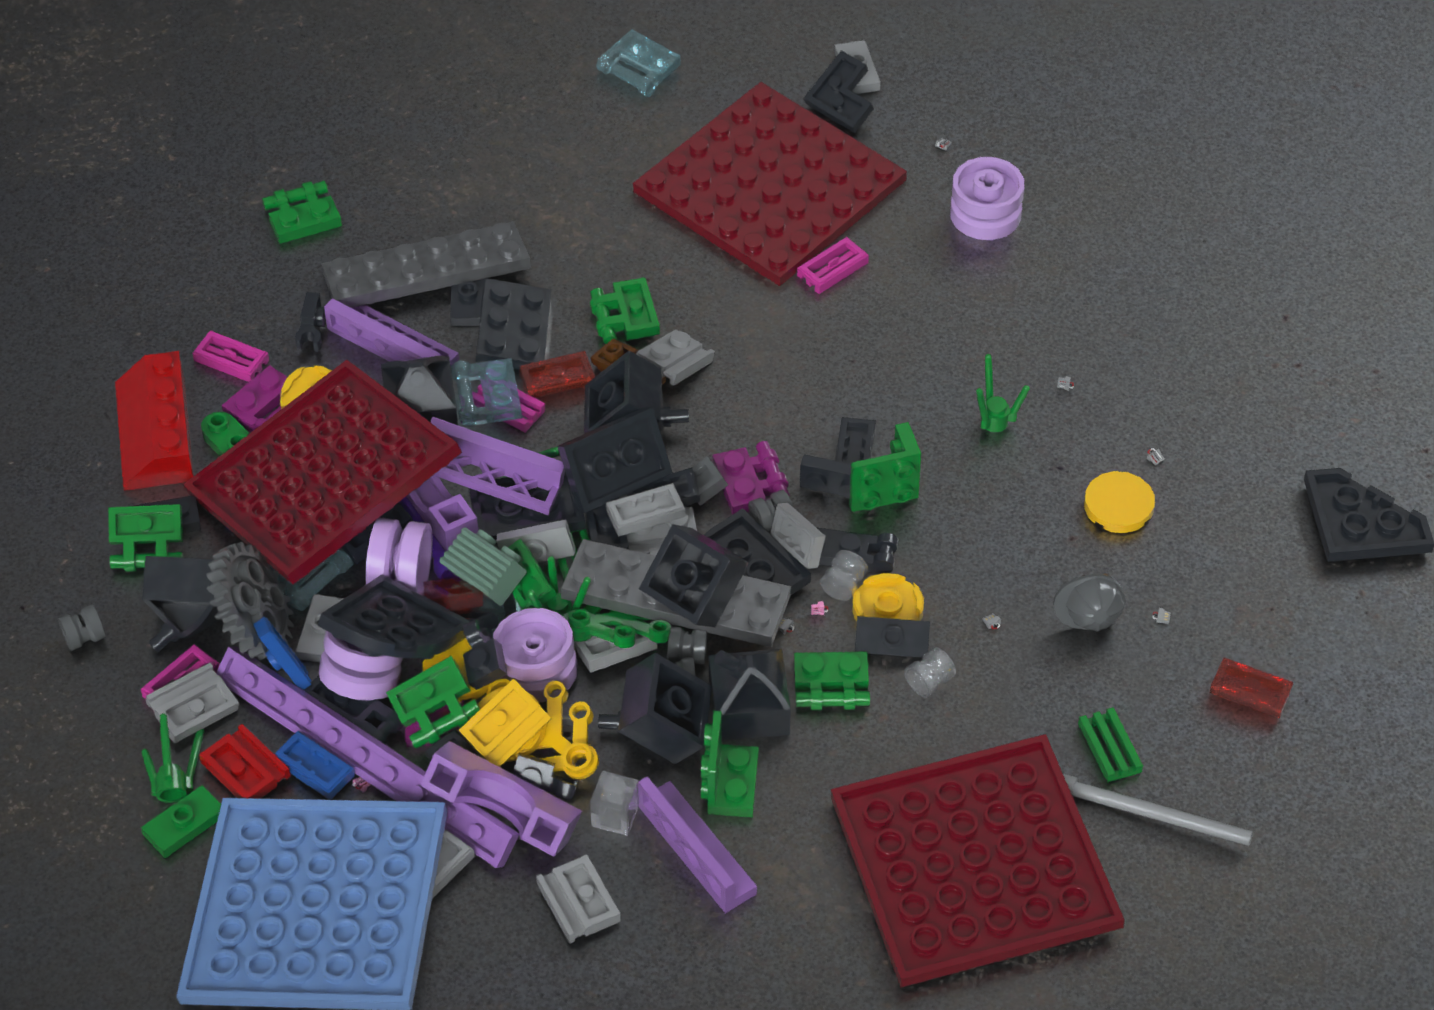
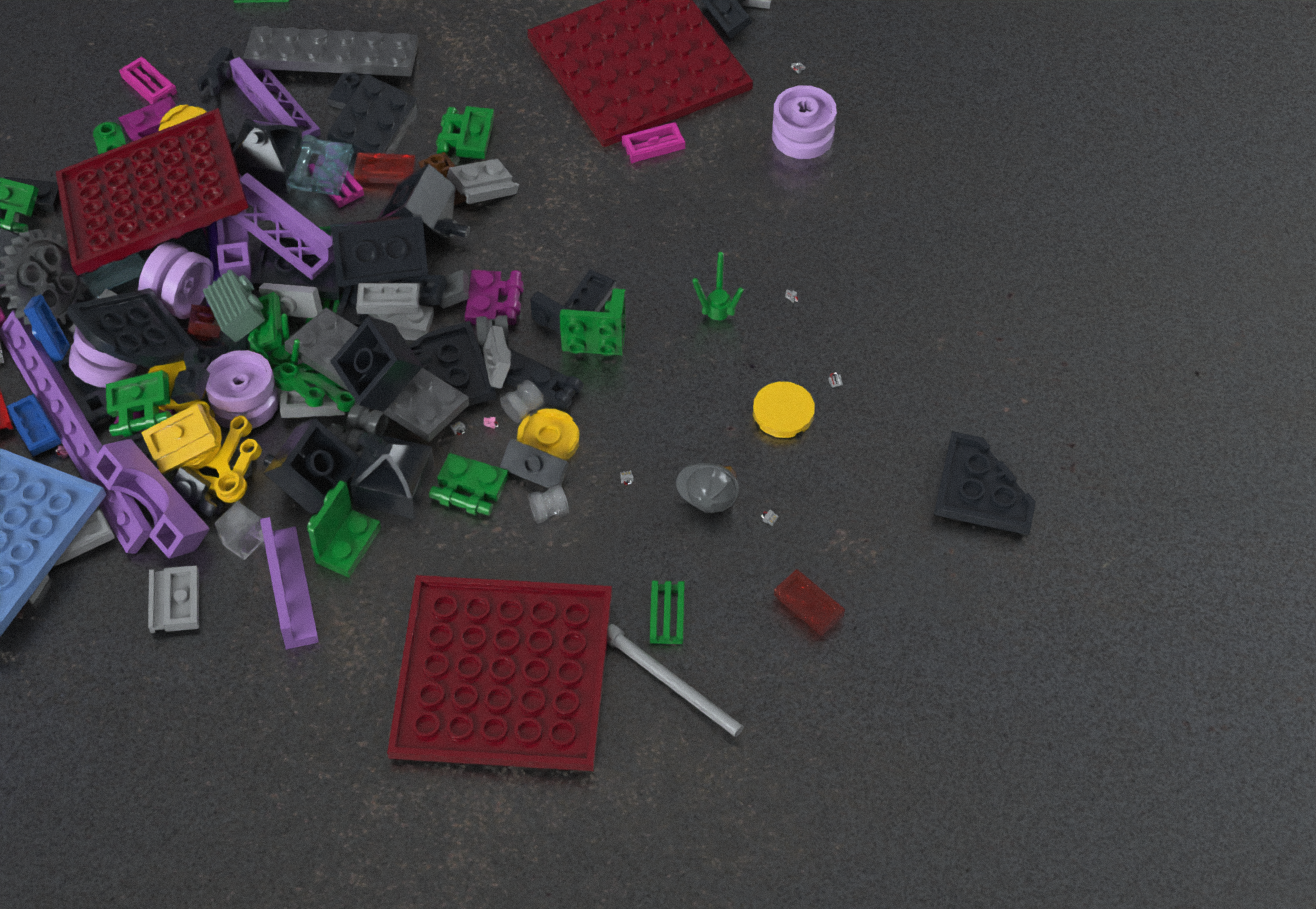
camera: 20 degrees right, 5 degrees up
(154, 423) = (63, 117): red slope -> none

